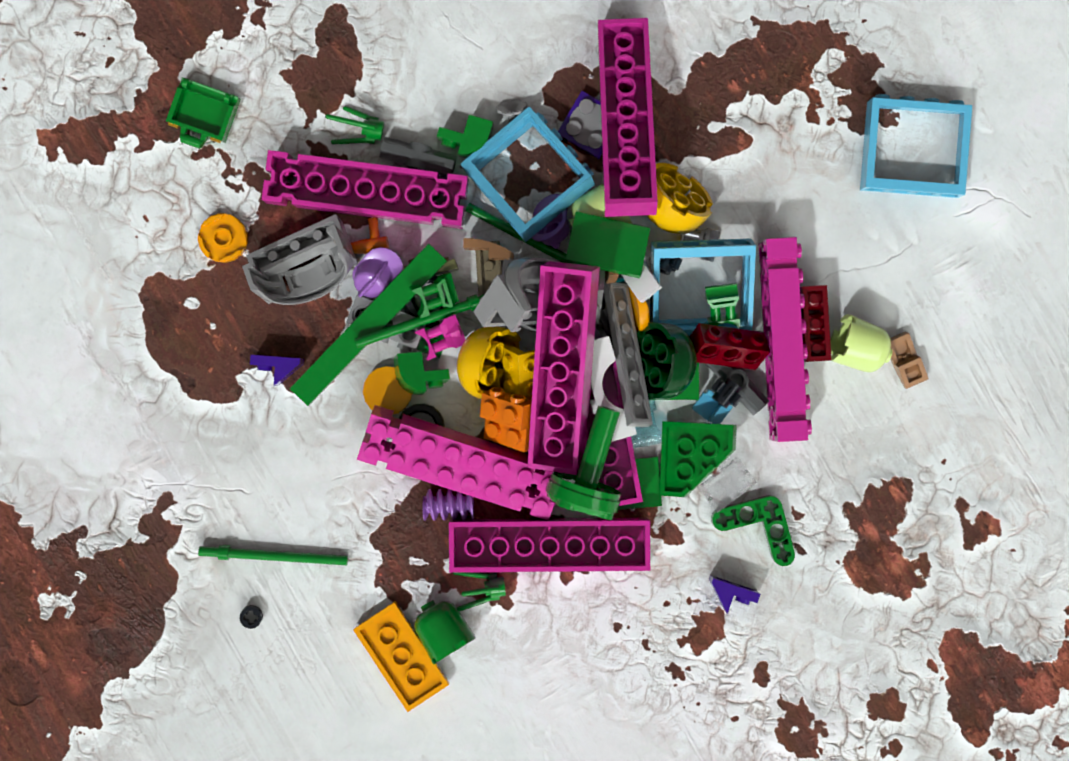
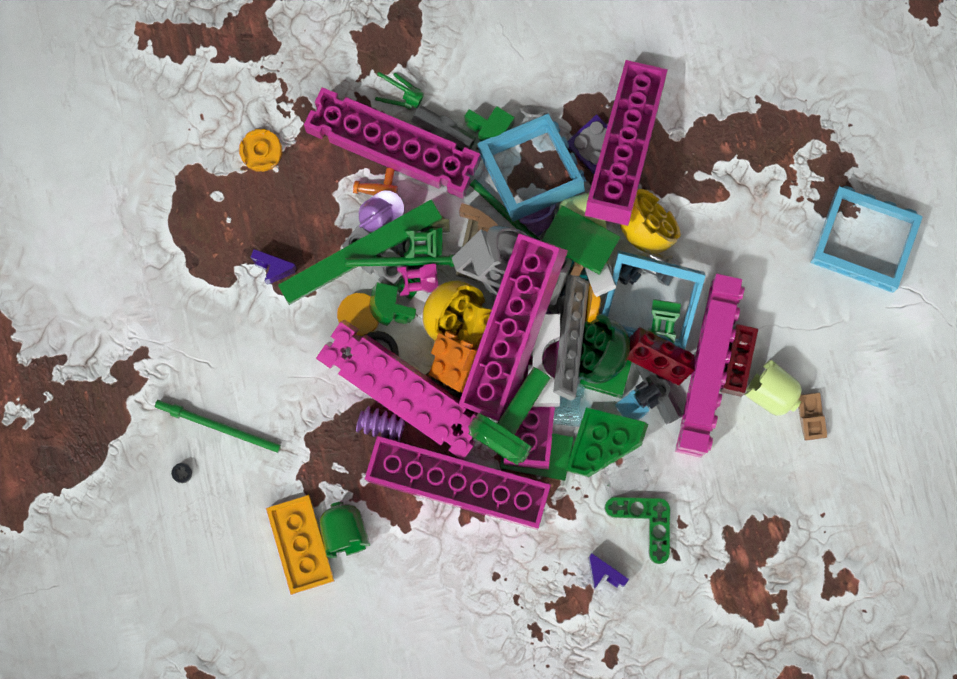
camera: 20 degrees right, 10 degrees down
(202, 112) = (276, 44): green piece -> none
(308, 282) = (294, 180): light grey piece -> none
(493, 588) = (398, 507): green plant -> none

